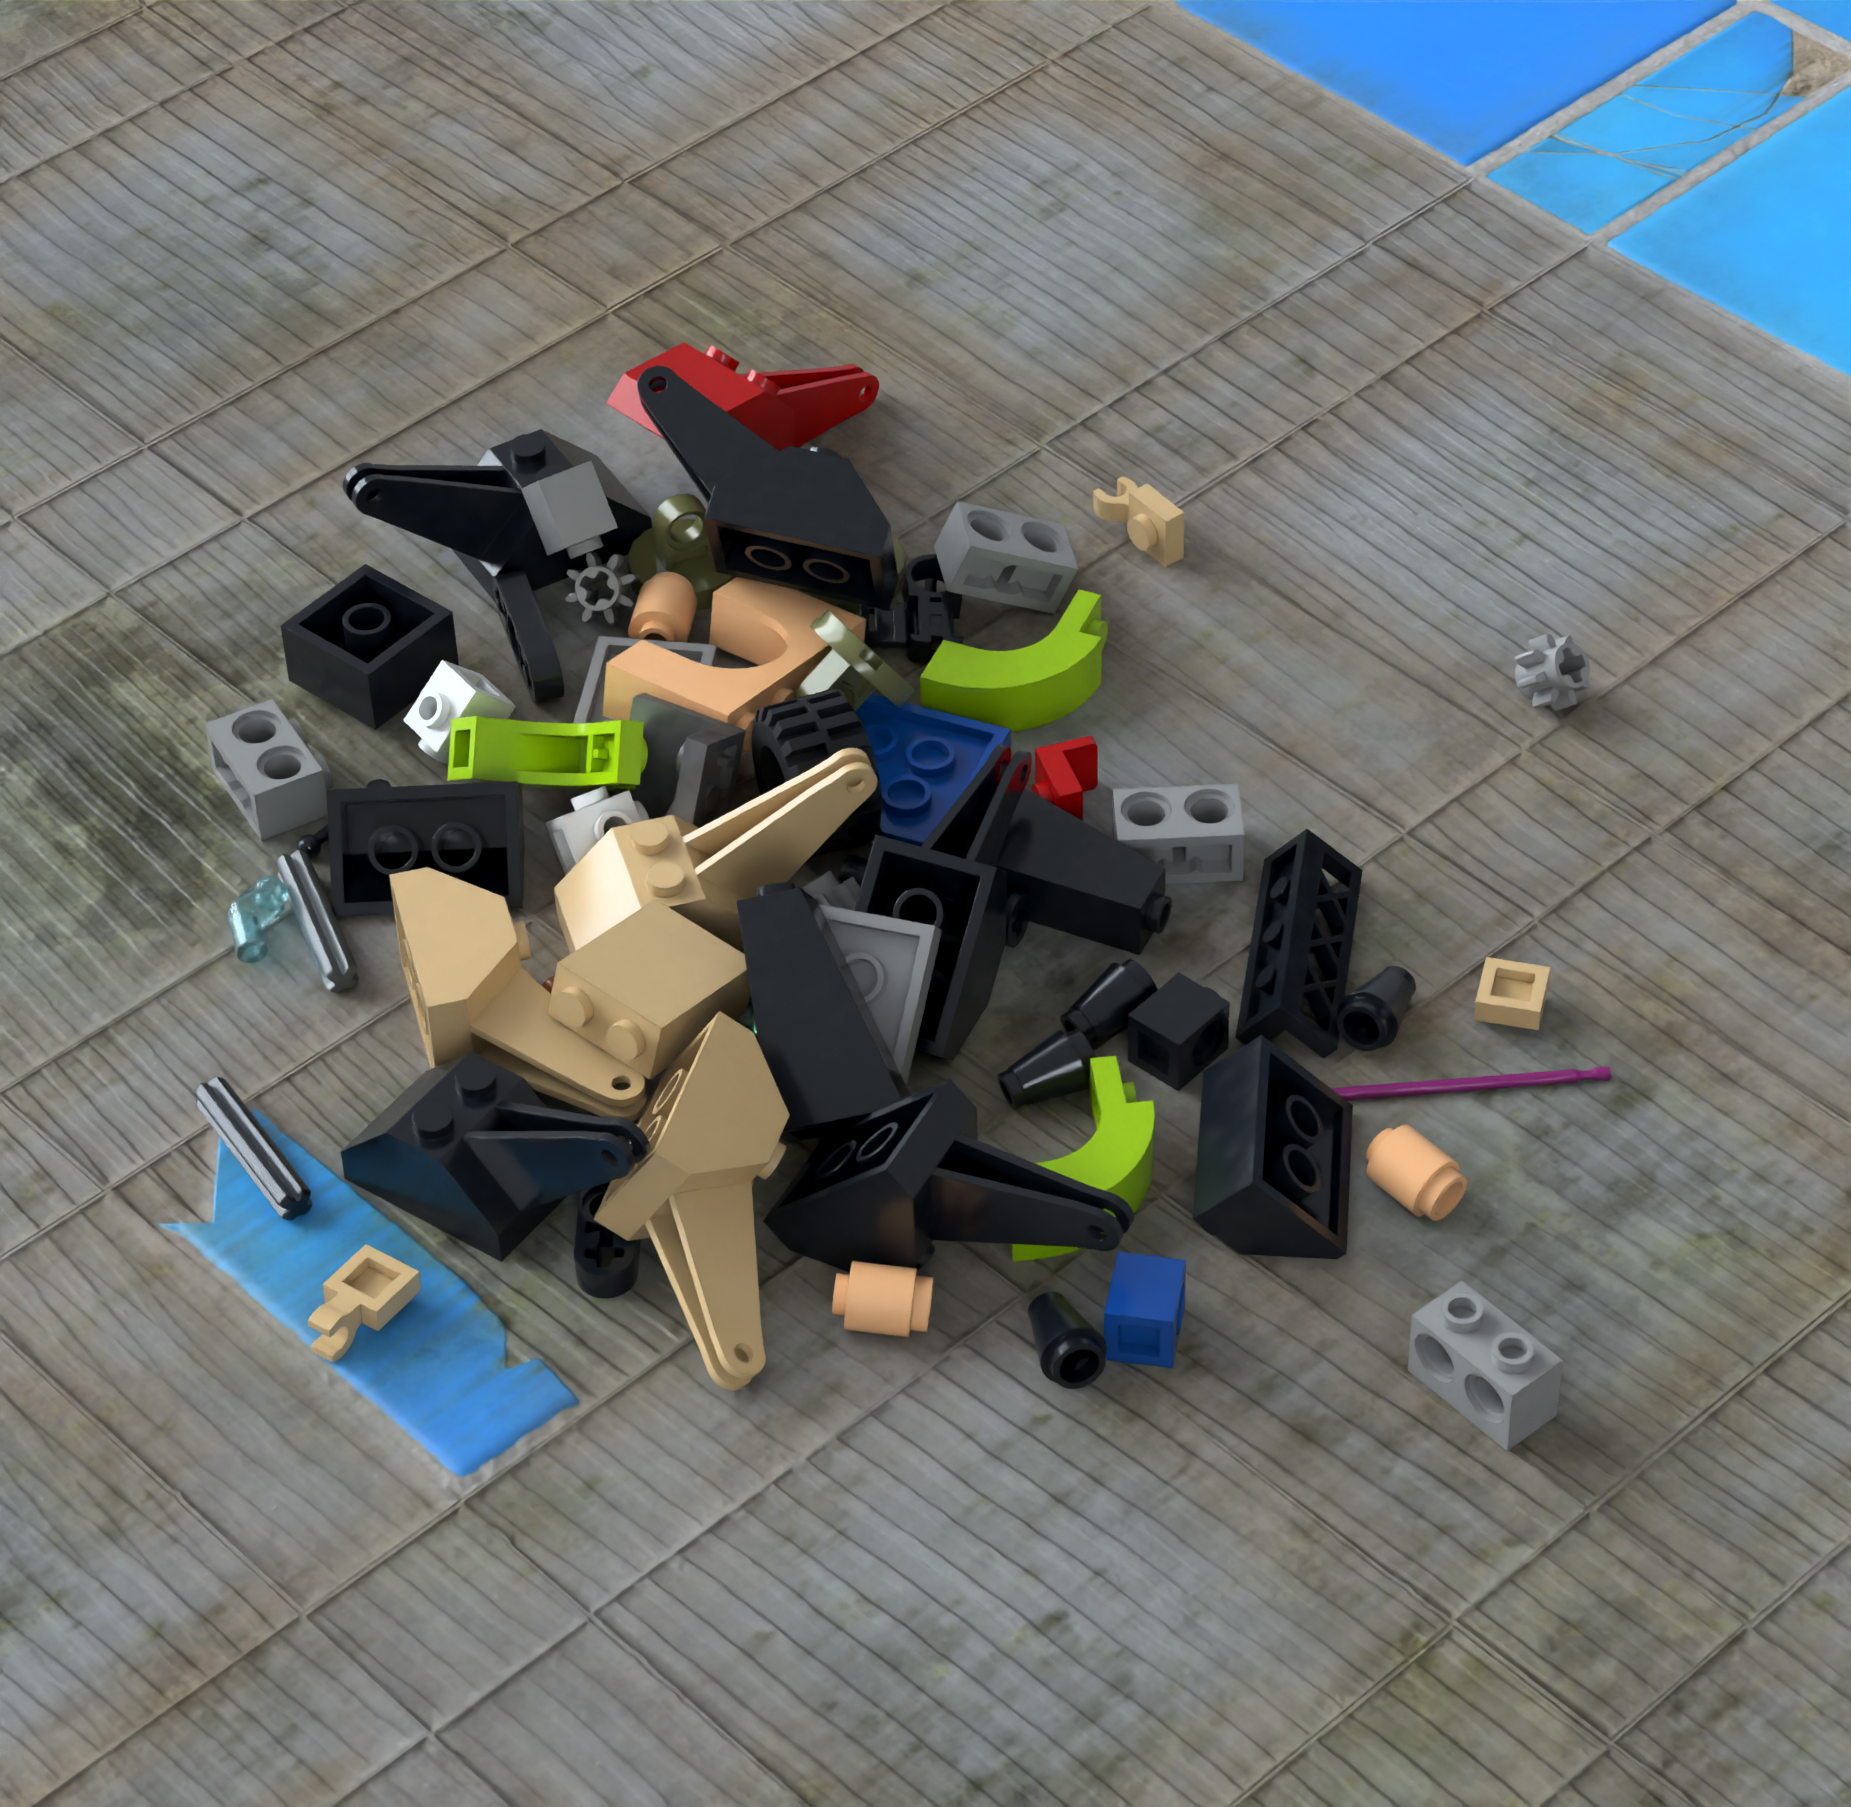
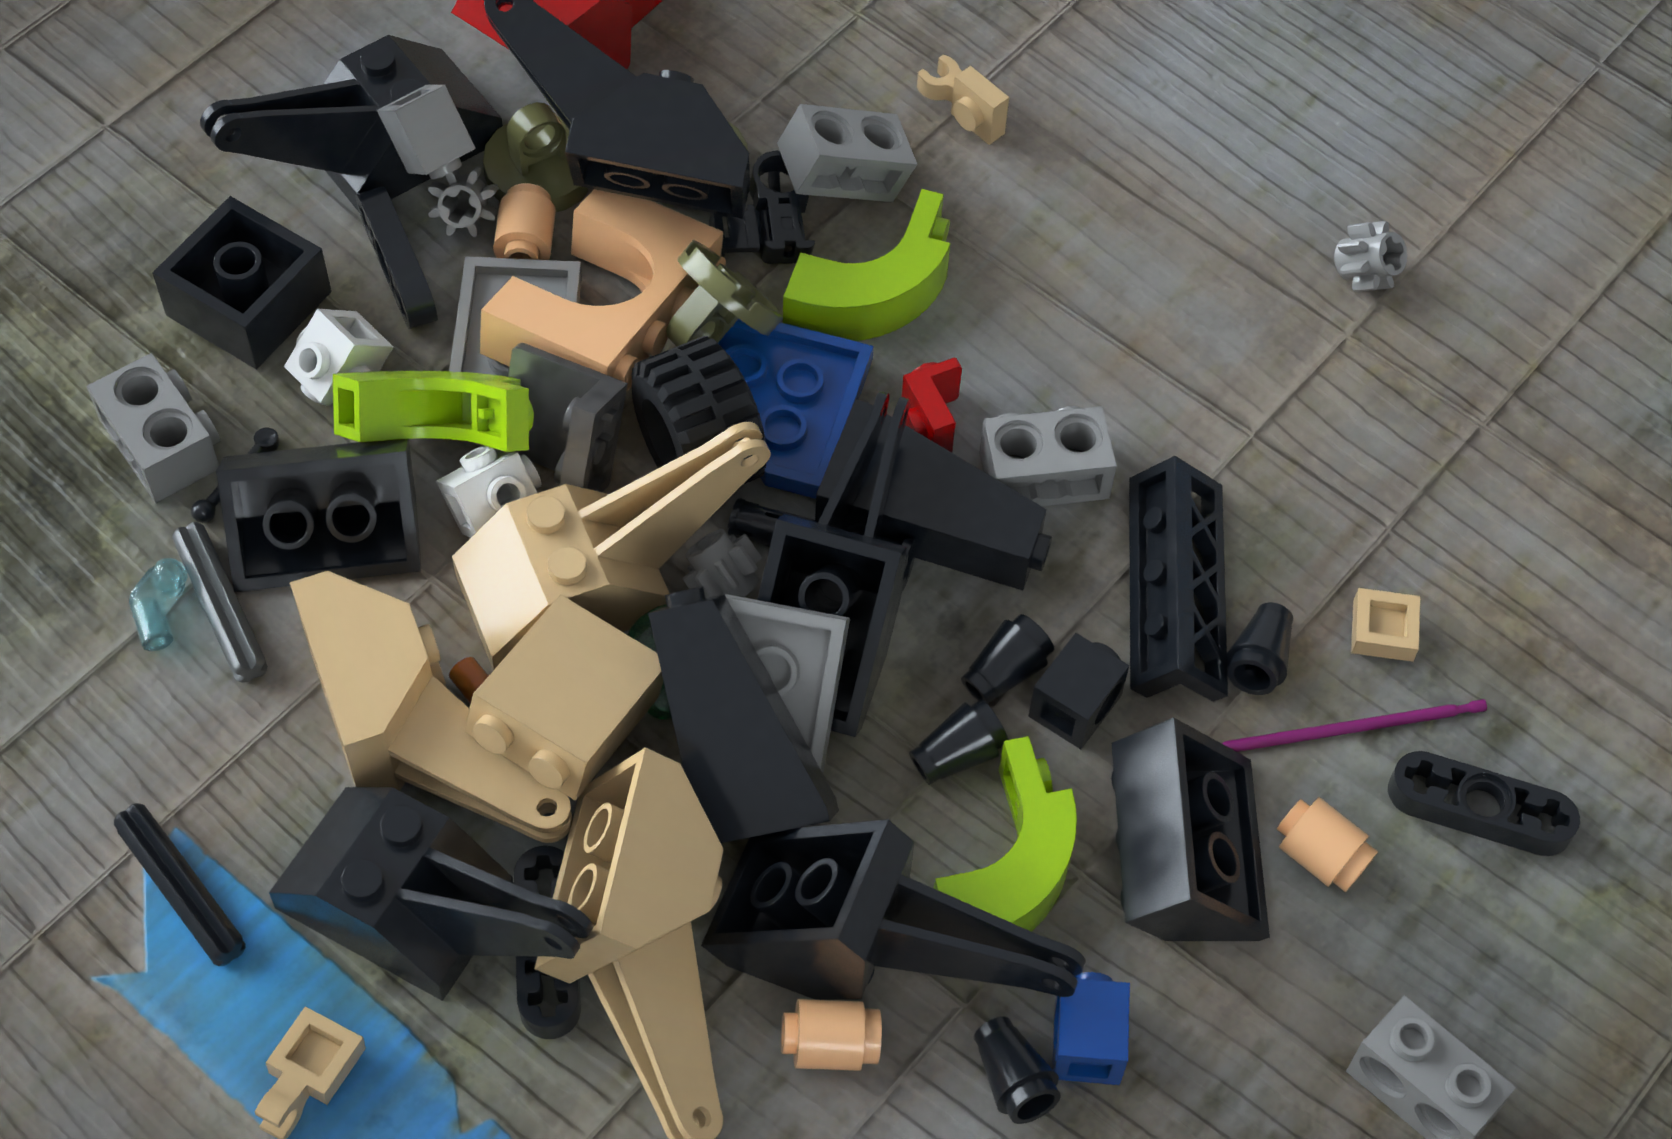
camera: 10 degrees left, 15 degrees up
(1639, 1151) = (1507, 791): none -> black beam

